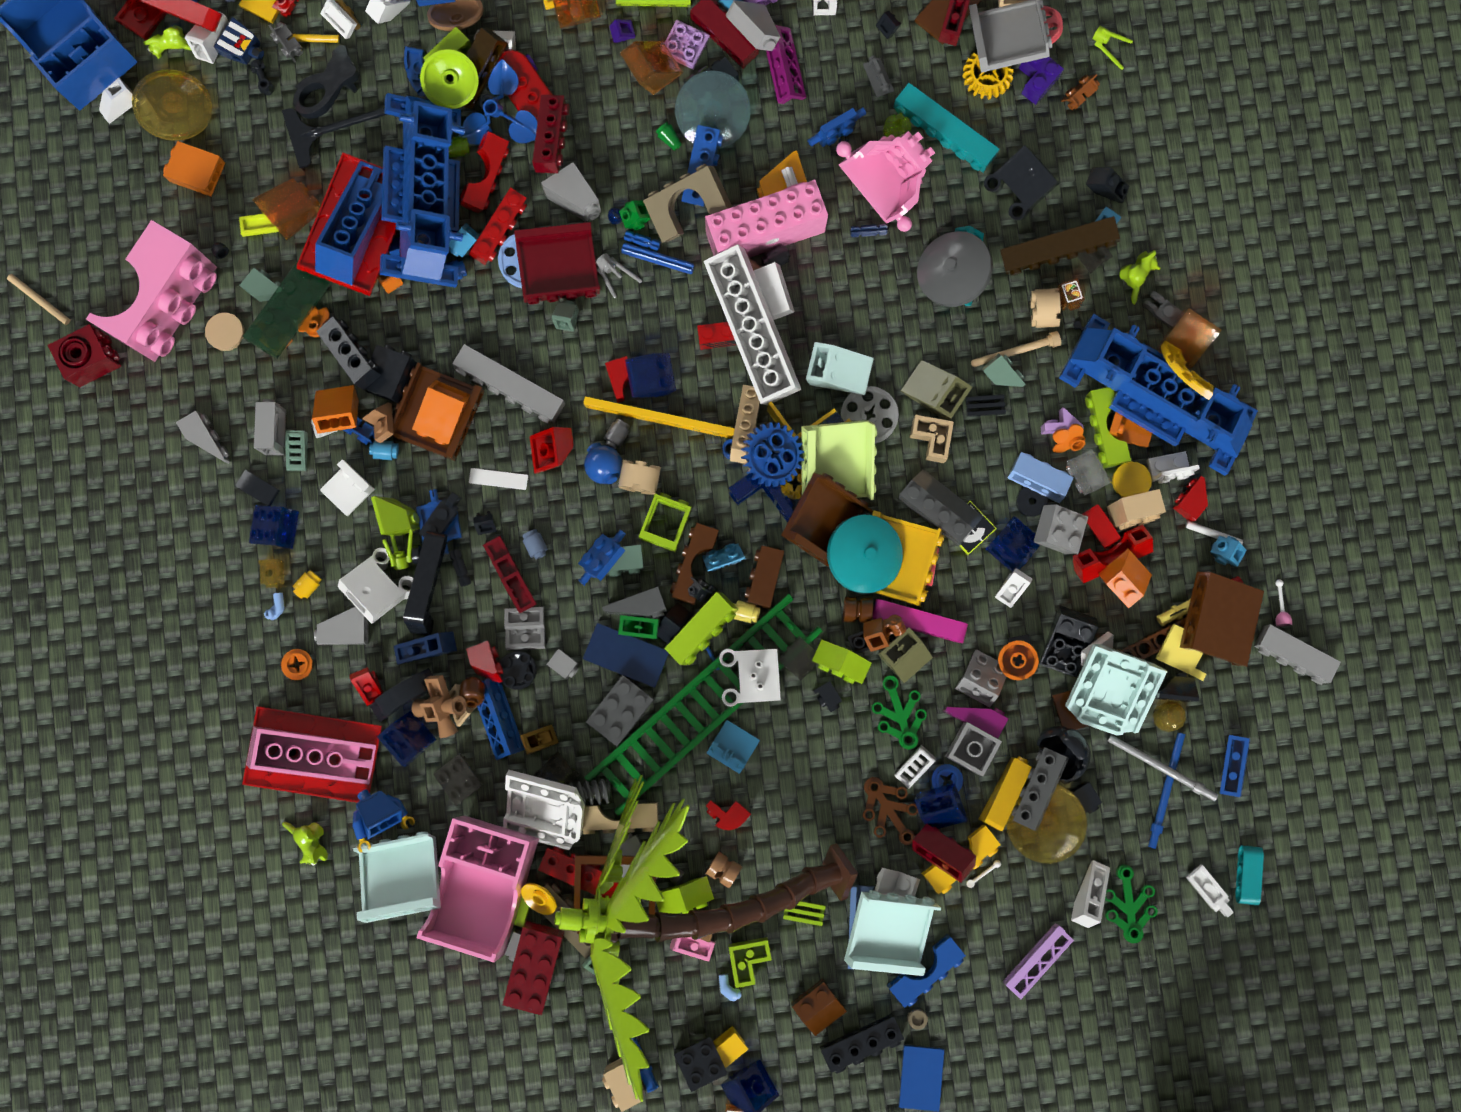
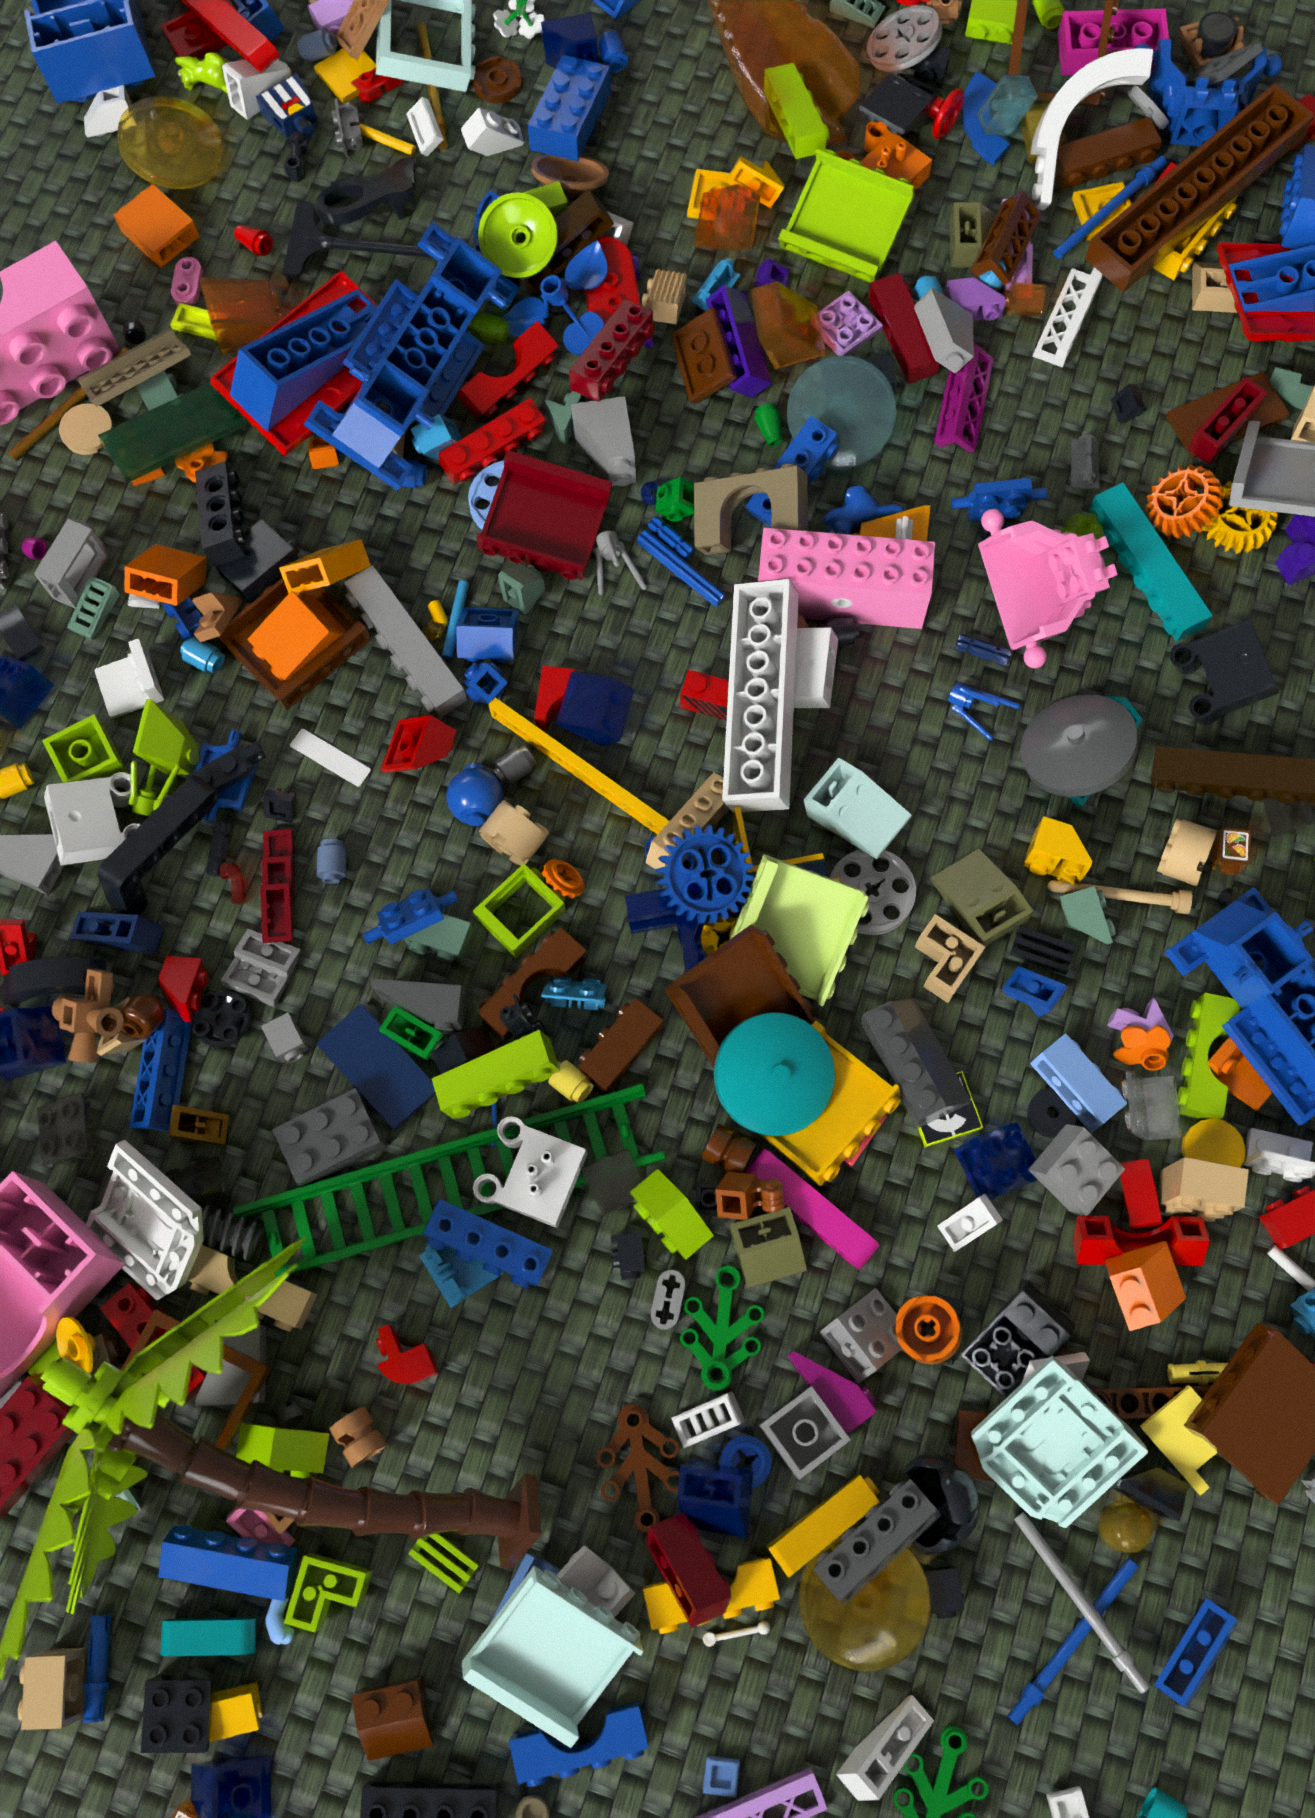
camera: 30 degrees right, 10 degrees down
(218, 283) = (47, 424): none -> pearl gold bar
(231, 278) = (133, 367): none -> dark tan fence
(235, 198) = (187, 279): none -> bright pink plate
(235, 427) = (34, 547): none -> magenta hinge
(265, 150) = (255, 239): none -> red cone
(346, 547) = (84, 751): none -> lime brick
(437, 360) = (325, 566): none -> light orange brick
(483, 583) = (238, 882): none -> clear red arm
(523, 362) = (438, 623): none -> arm
(532, 355) = (458, 606): none -> dark azure bar
(534, 188) = (561, 415): none -> sand green slope
(558, 355) = (487, 634): none -> blue slope
(561, 76) = (665, 295): none -> tan brick
(573, 389) = (493, 678): none -> blue brick
(589, 53) = (721, 275): none -> dark azure hinge
(605, 107) = (704, 356): none -> reddish brown tile
(623, 88) = (742, 341): none -> dark purple brick
(682, 491) = (563, 878): none -> orange gear
(685, 971) = (228, 1562): none -> blue brick
(694, 1015) = (208, 1636): none -> teal beam
(744, 728) = (487, 1243): none -> blue brick
(752, 171) = (858, 509): none -> blue animal
(866, 709) = (660, 1298): none -> light grey beam
(871, 266) = (965, 696): none -> blue plant
(960, 84) = (1189, 507): none -> orange gear
(969, 342) = (1057, 852): none -> yellow slope
(991, 433) = (1034, 989): none -> blue slope
(1009, 951) = (721, 1776): none -> medium blue tile

